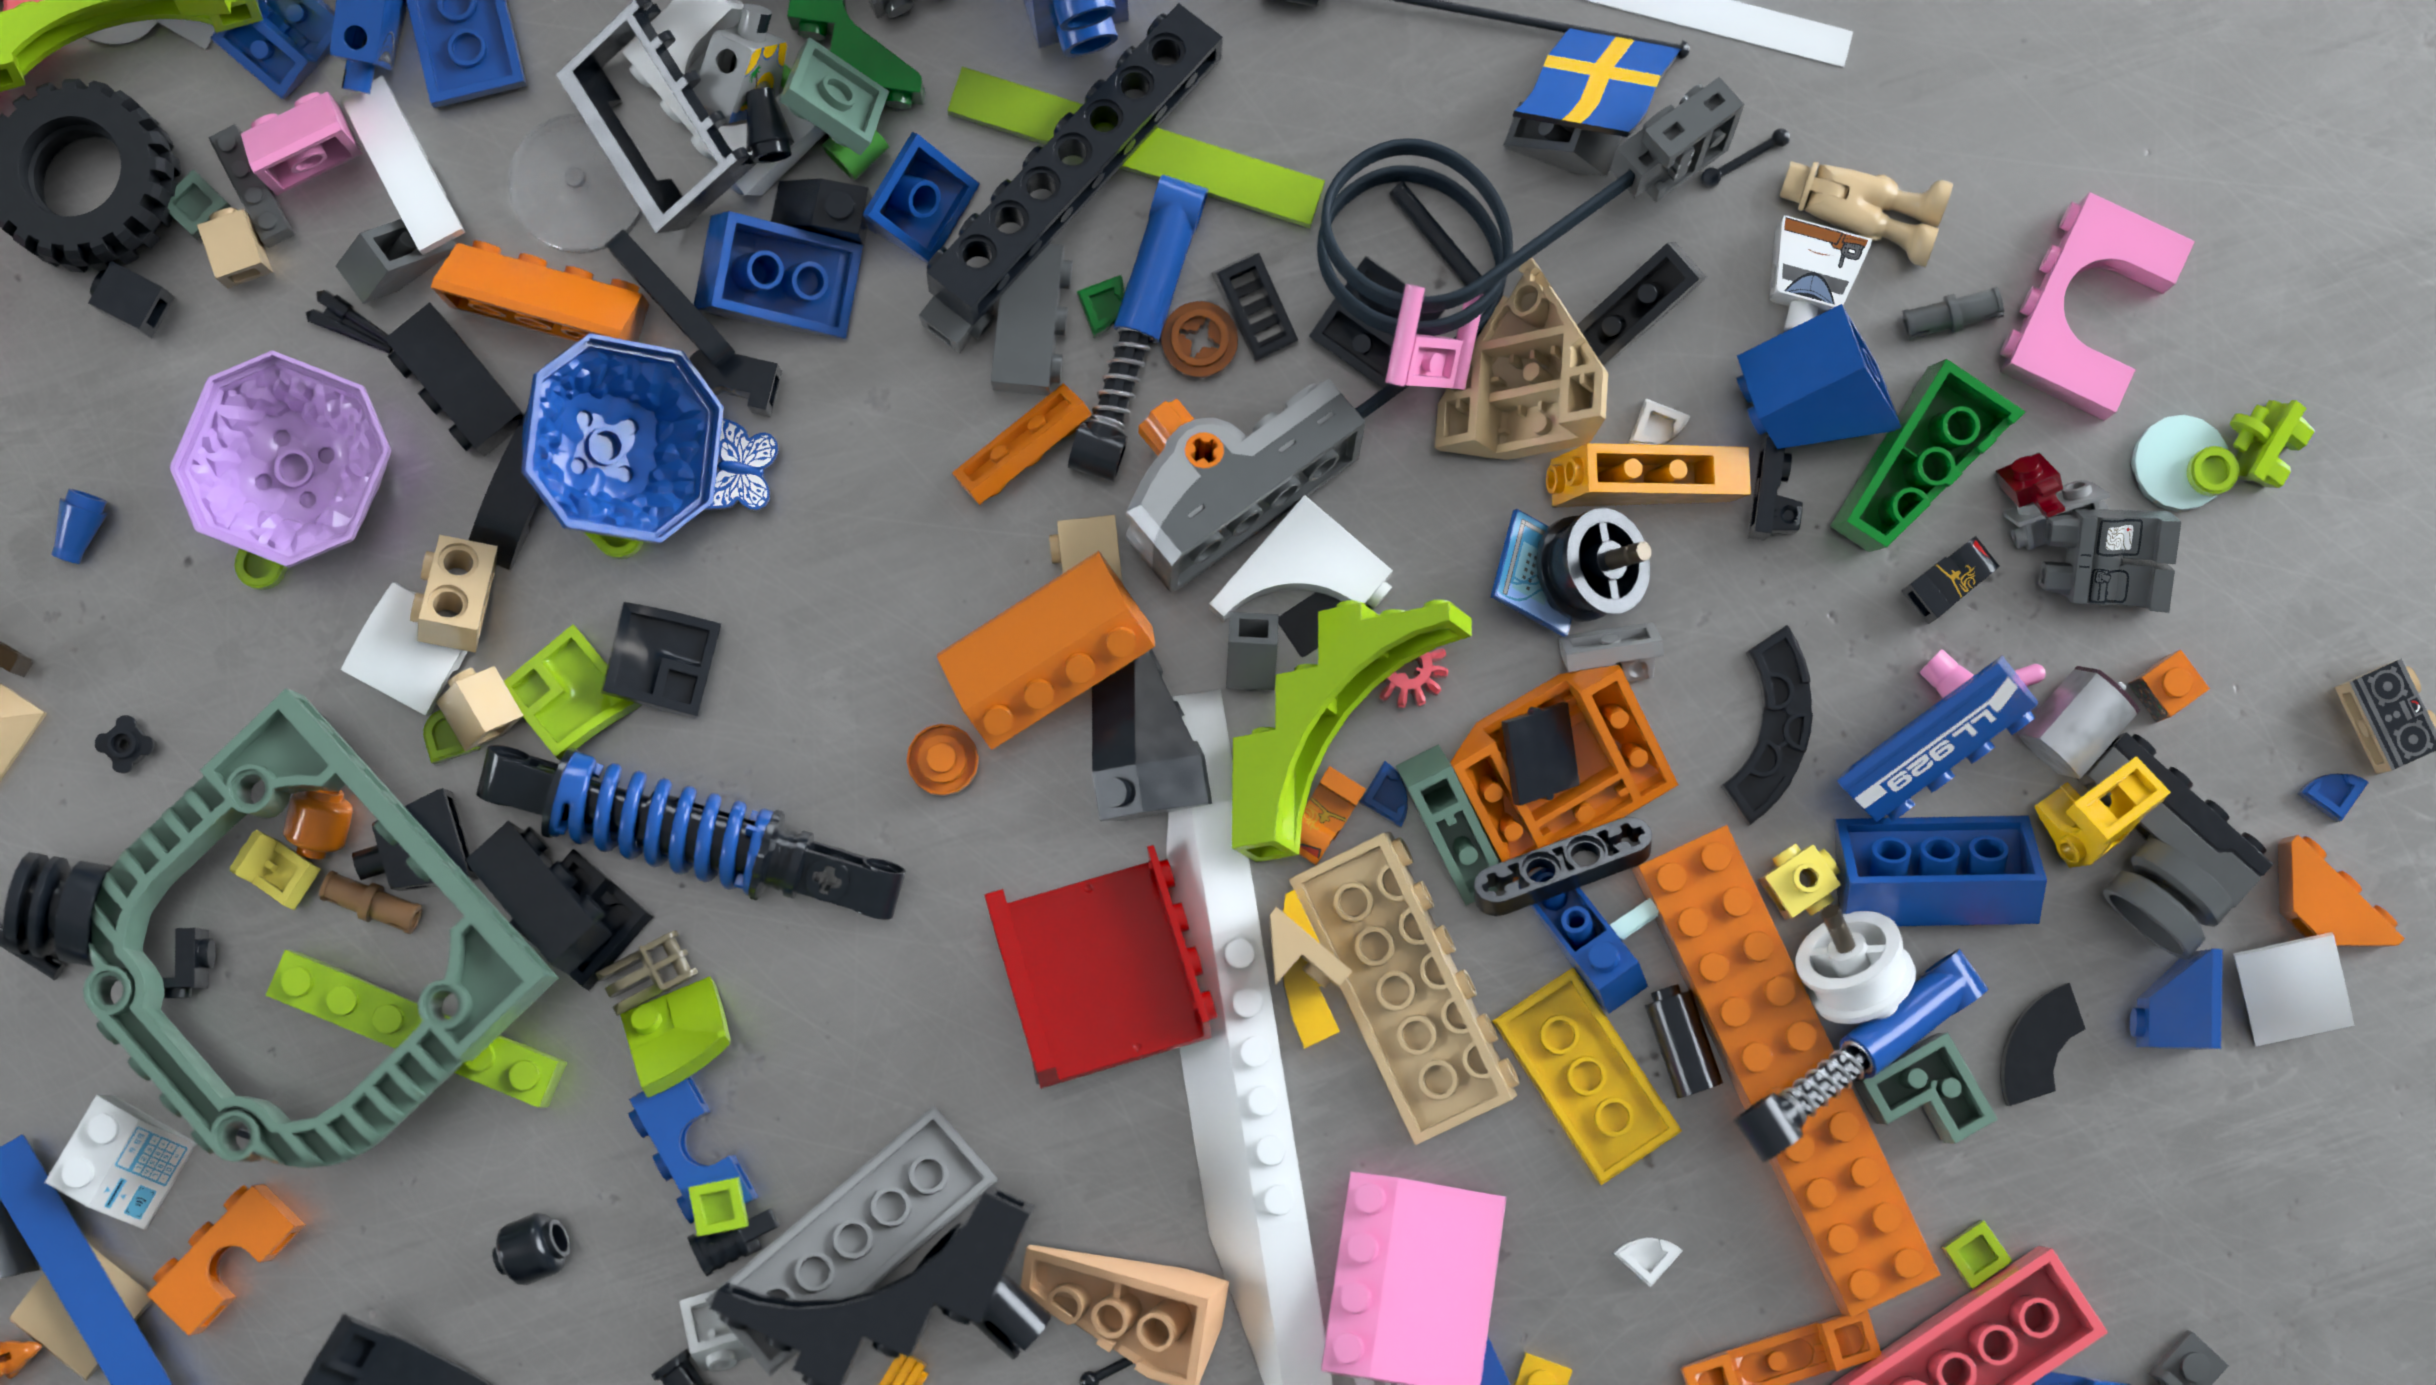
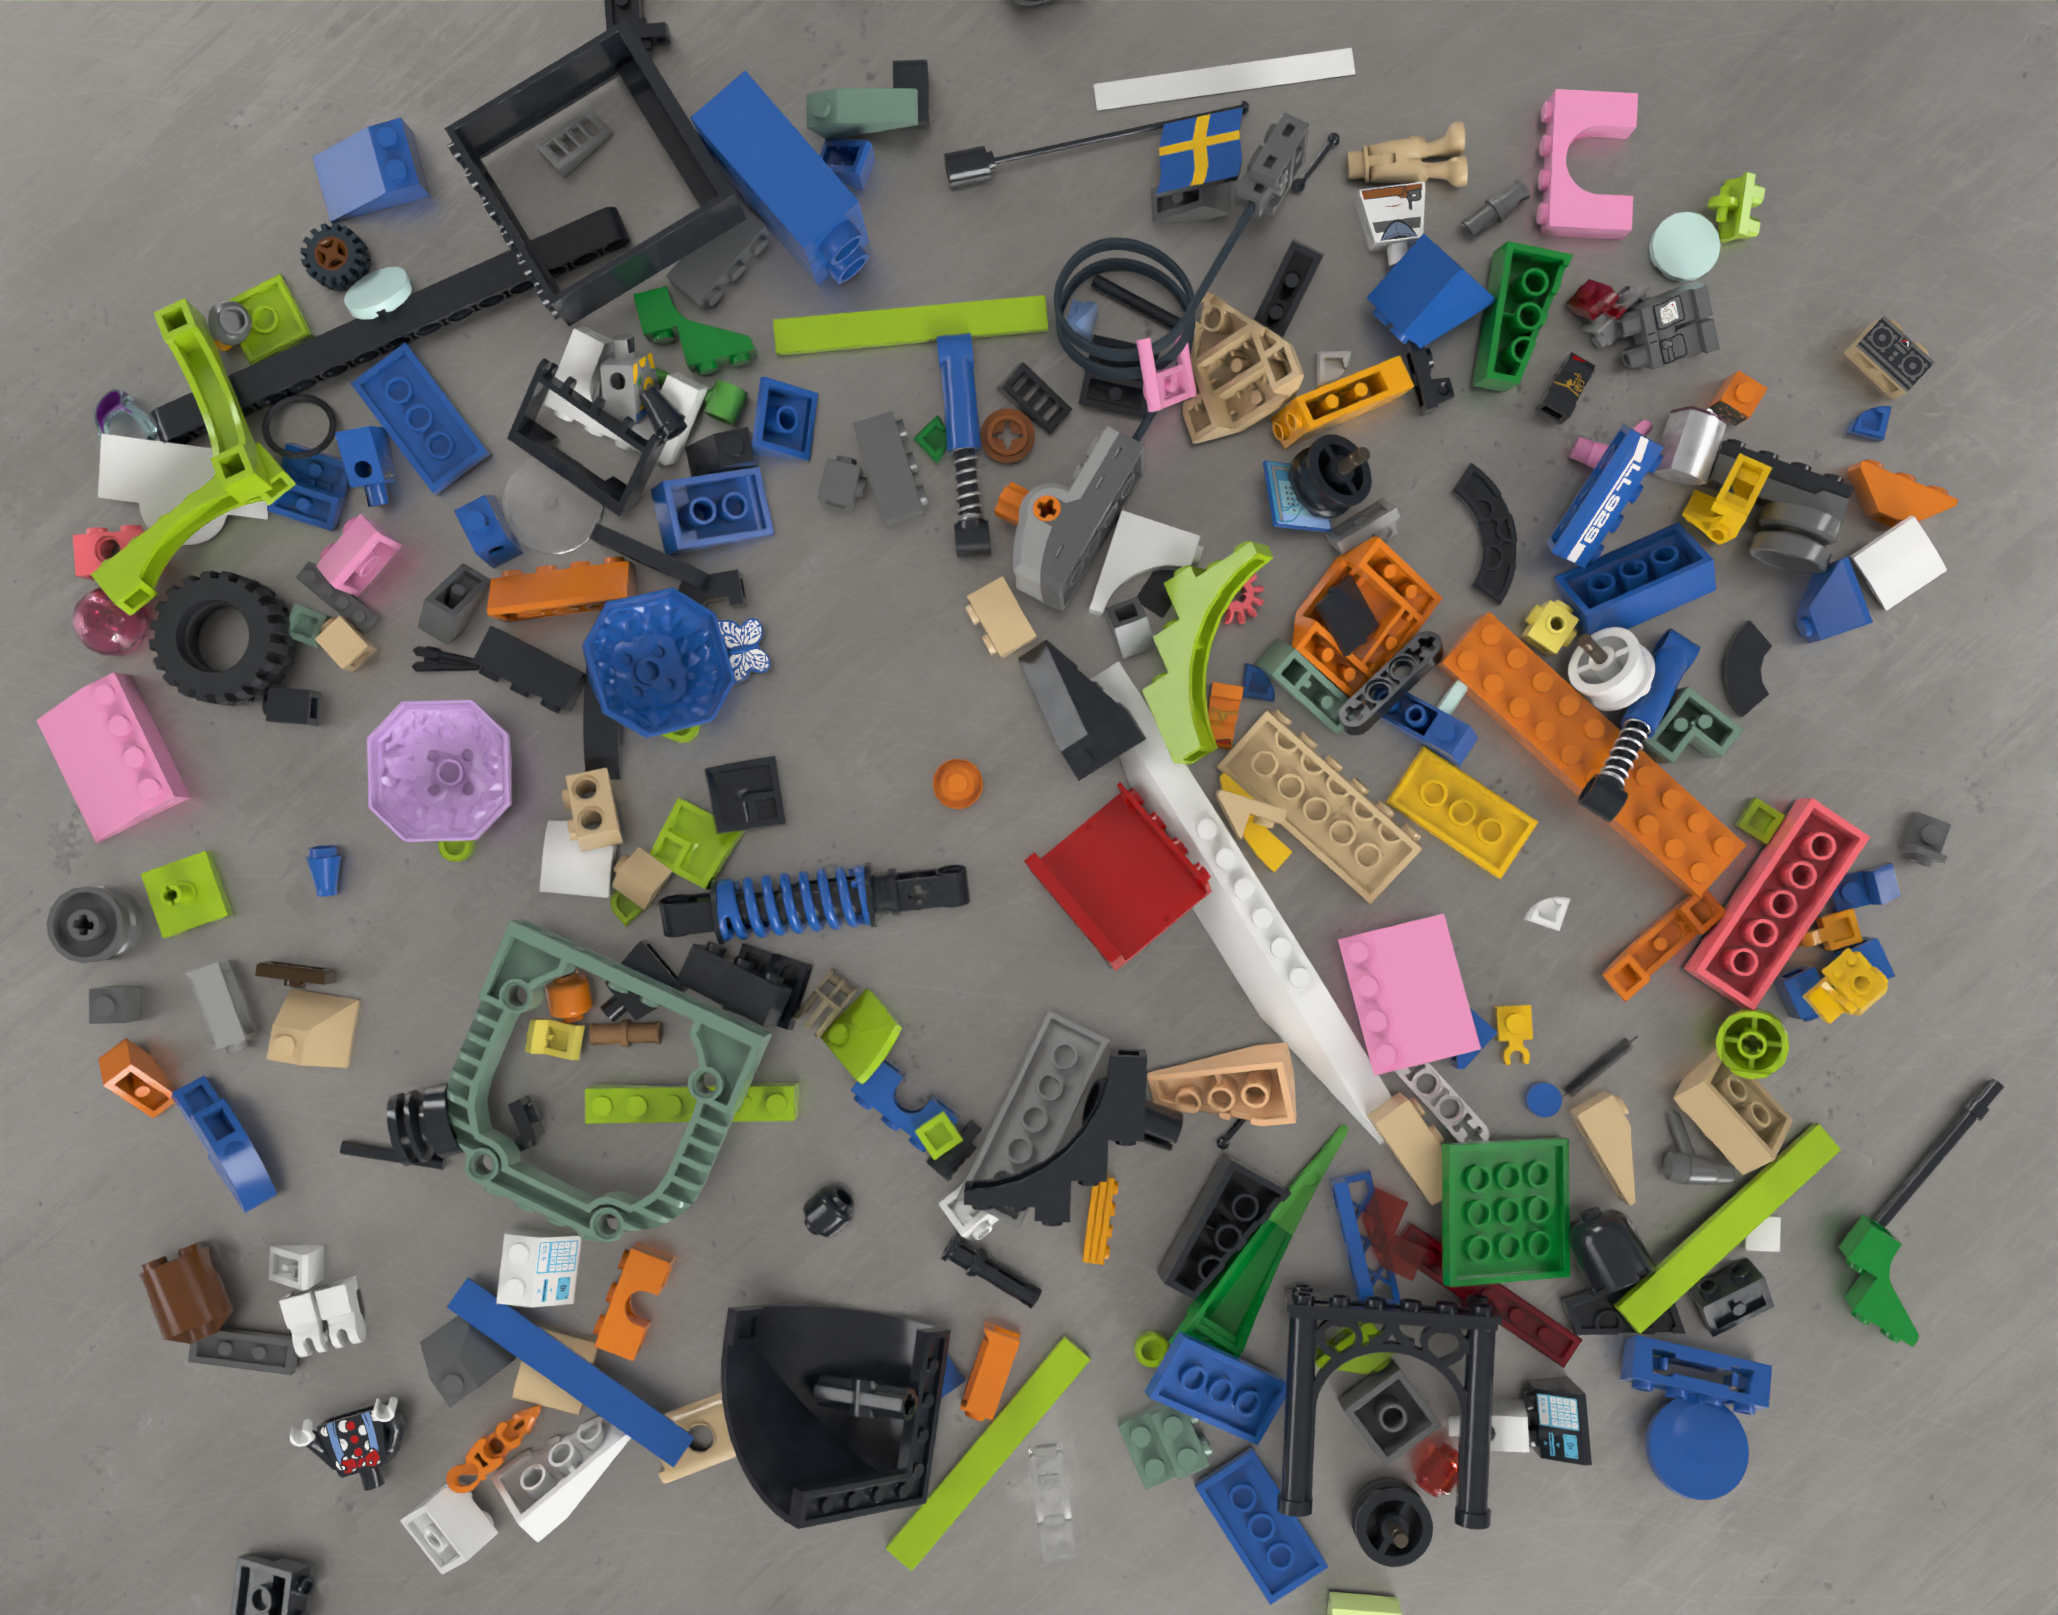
camera: 20 degrees left, 5 degrees up
(138, 747) = (429, 994): black plate -> none
(403, 166) = (432, 542): white slope -> none
(480, 177) = (487, 529): none -> blue torso
(834, 96) = (699, 375): sand green plate -> none
(974, 290) = (847, 466): black brick -> none
(1022, 444) = (920, 554): orange plate -> none
(1046, 650) = (996, 684): orange slope -> none
(1358, 231) = (1083, 317): none -> medium blue slope
(1683, 1041) = (1515, 764): black brick -> none
(2212, 471) = (1709, 243): lime tile -> none

